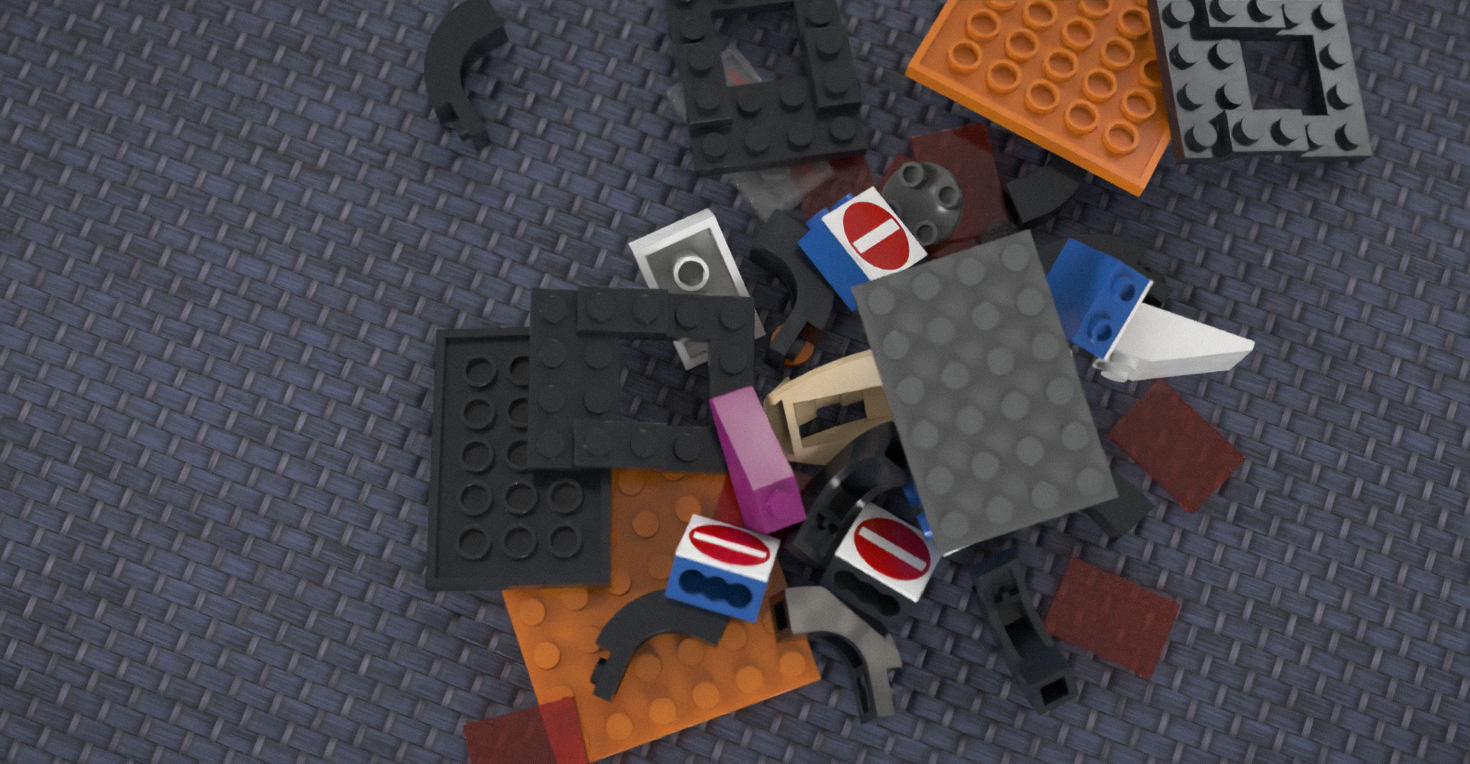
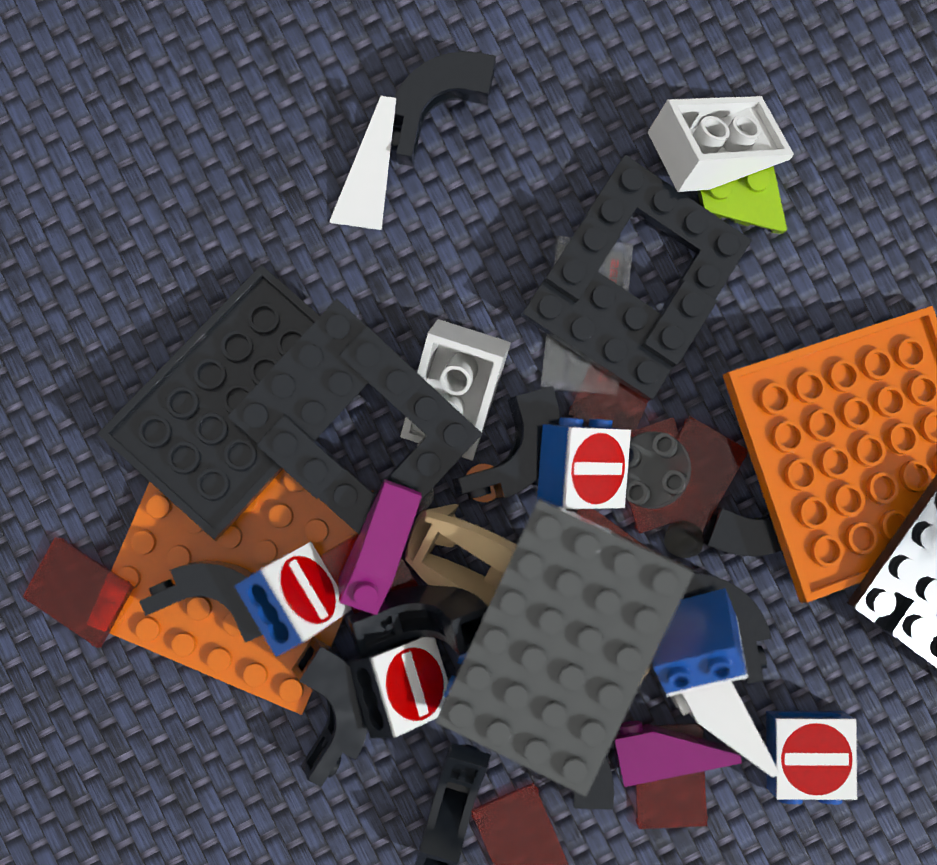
camera: 45 degrees right, 10 degrees up
(469, 195) = (365, 188): none -> white sticker
(1146, 429) = (657, 753): none -> magenta slope
(1277, 314) = (812, 755): none -> piece

